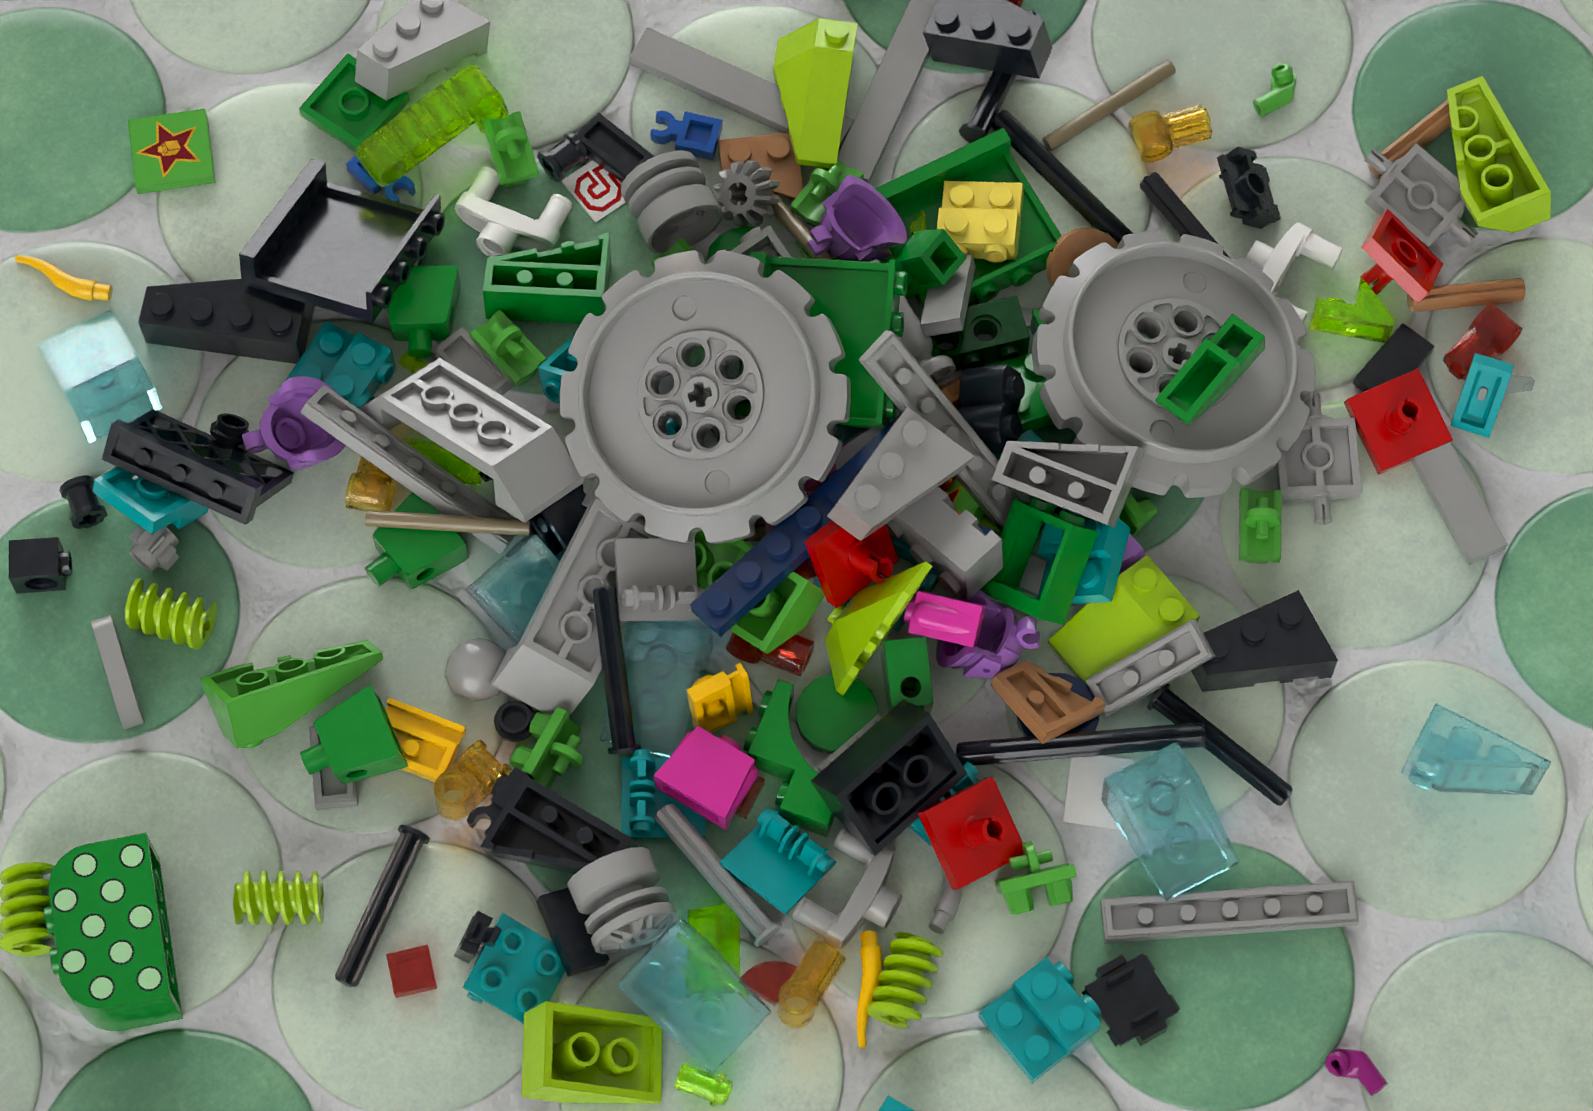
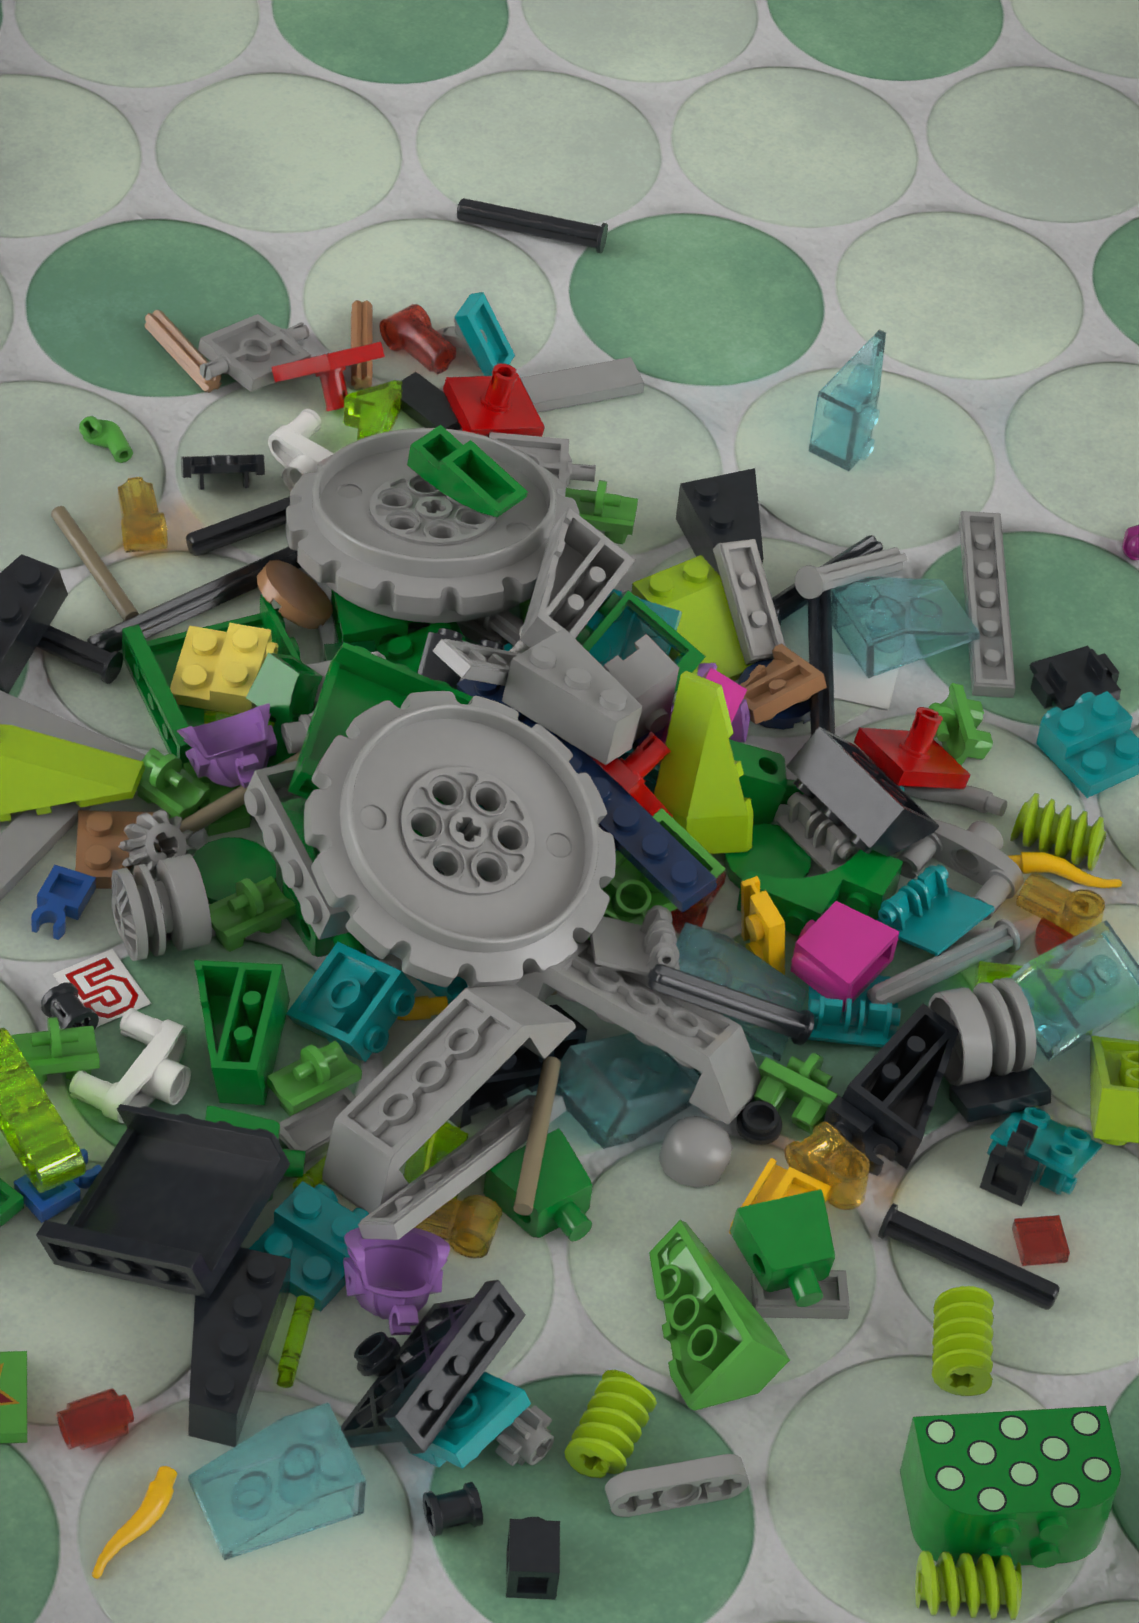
camera: 90 degrees left, 20 degrees down
(148, 232) = (95, 1419): none -> clear red brick
(247, 371) = (295, 1341): none -> clear neon green wheel
(612, 147) = (76, 963): black tile -> none
(1214, 763) = (813, 580): none -> light grey axle
(1492, 163) = (238, 285): lime wedge -> none

